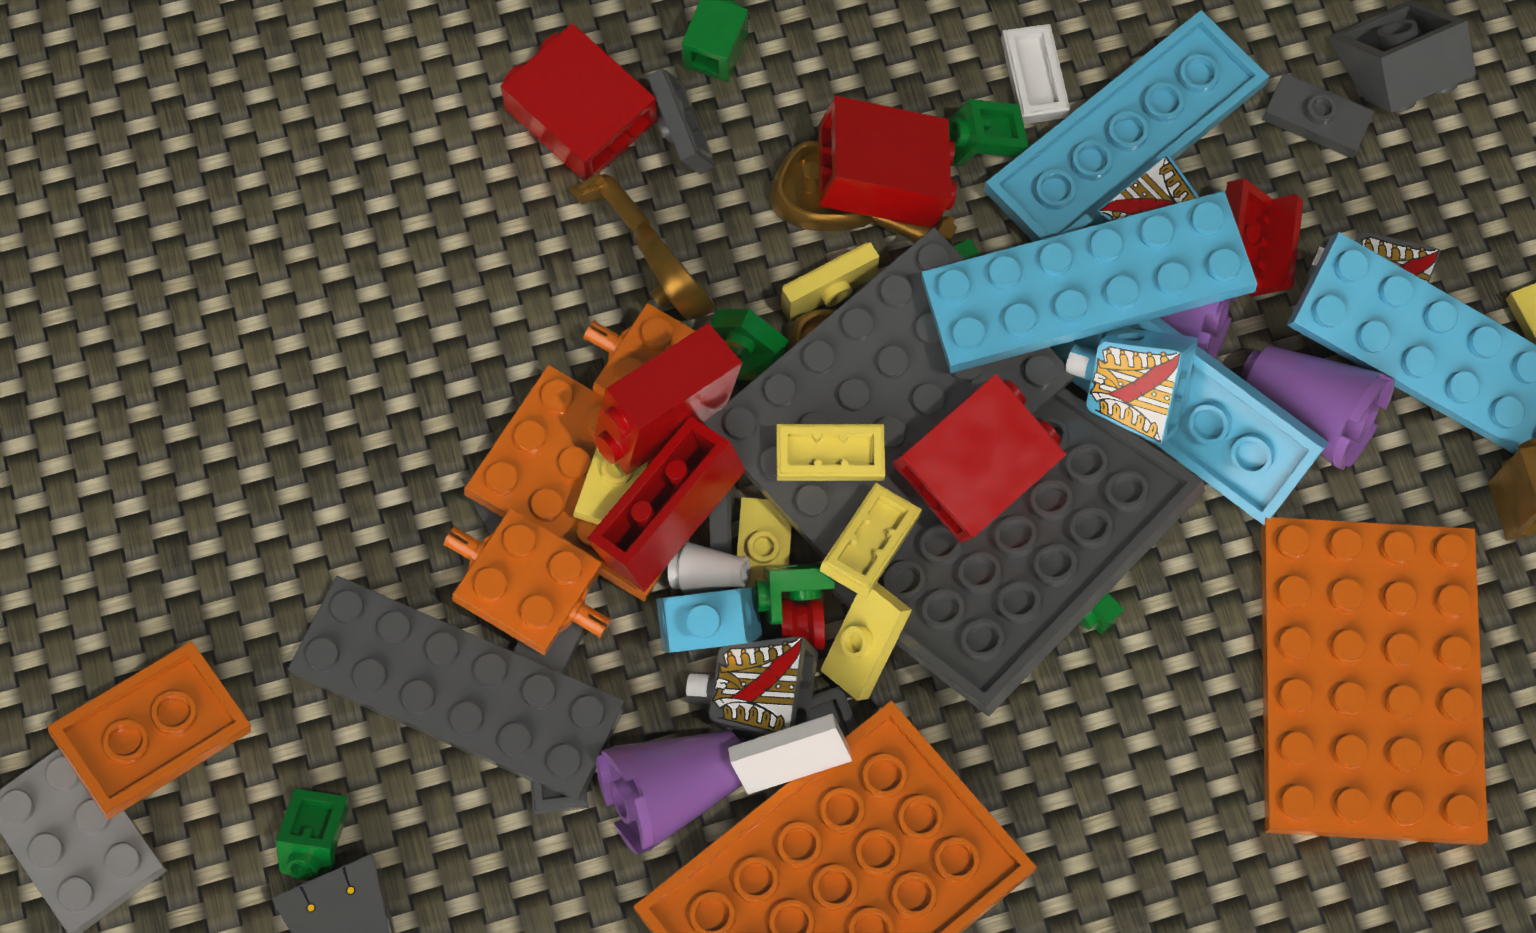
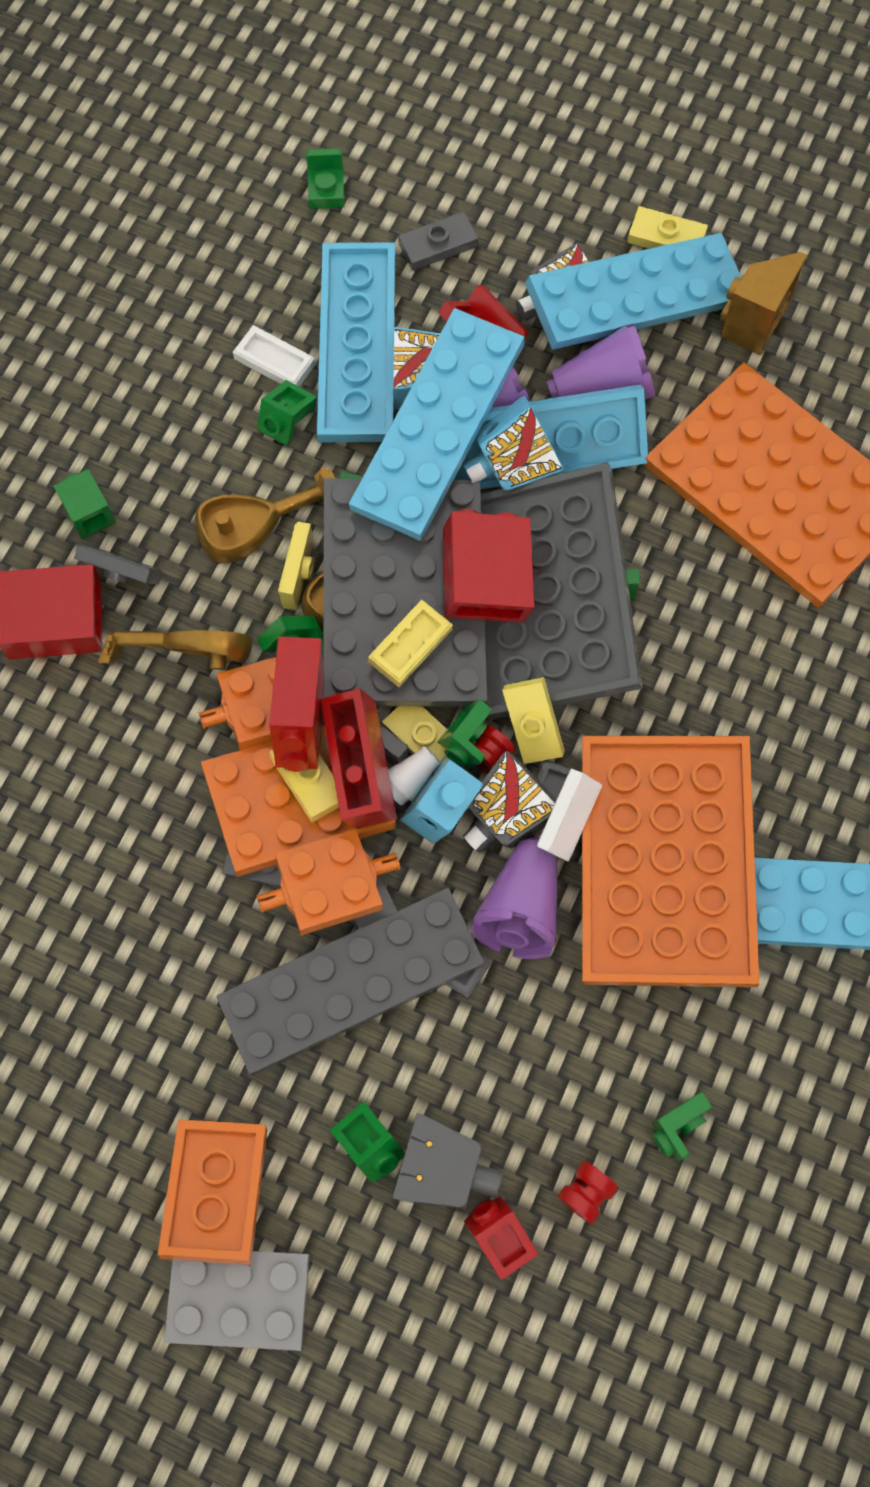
camera: 45 degrees left, 0 degrees up
(870, 540) = (483, 665): light yellow plate -> none
(885, 162) = (255, 474): red brick -> none
(1406, 55) = (446, 168): dark grey slope -> none

